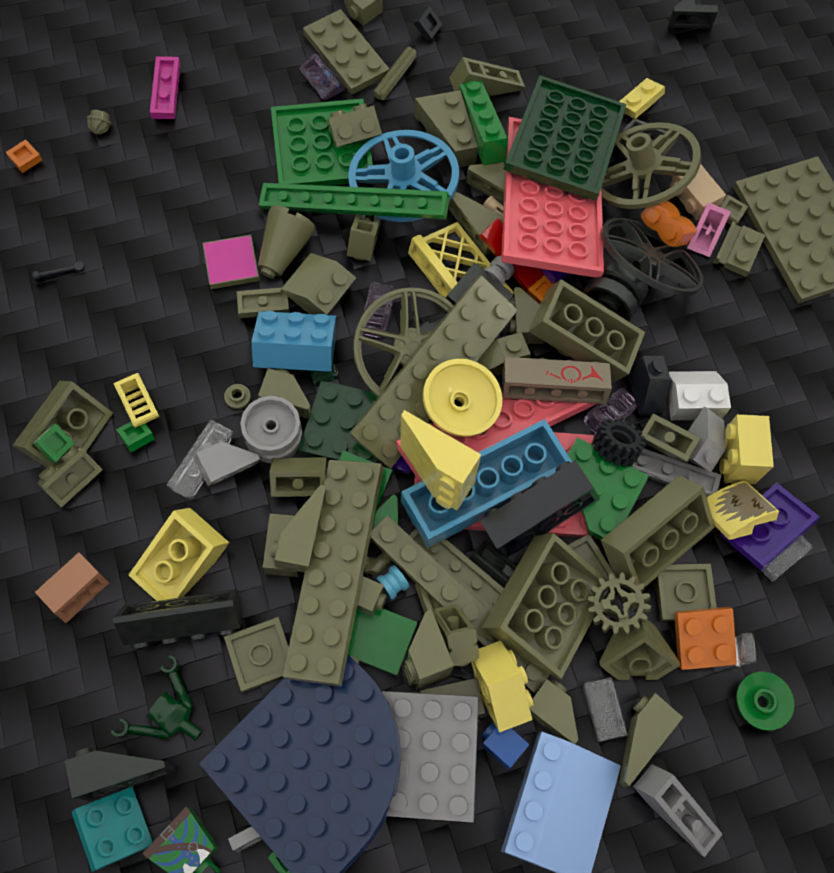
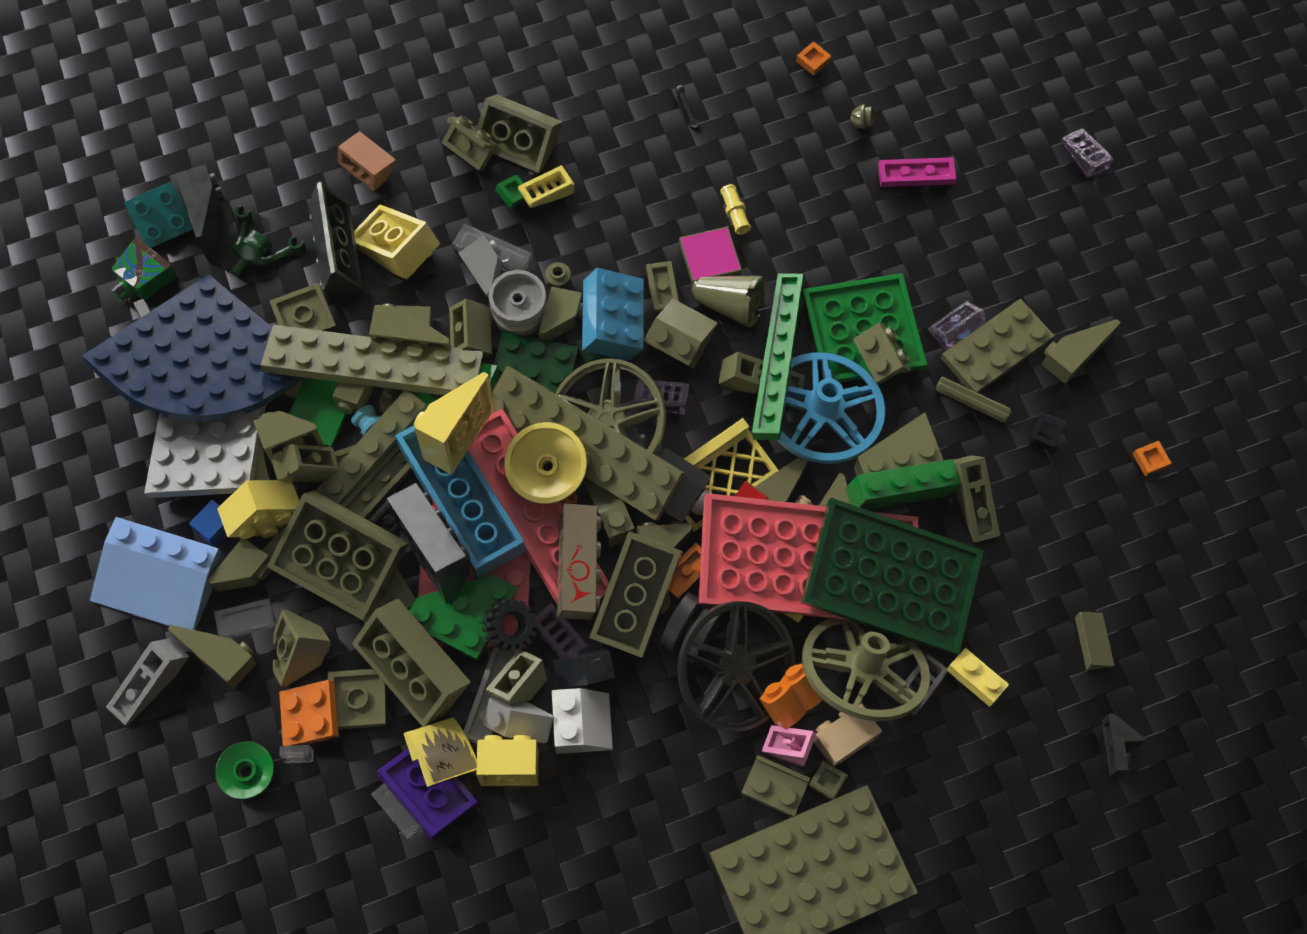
camera: 90 degrees right, 0 degrees up
(54, 443) = (491, 121): green plate -> none
(184, 235) = (735, 209): none -> light yellow pin
(607, 21) = (1094, 640): none -> olive slope
(629, 600) = (333, 616): olive gear -> none

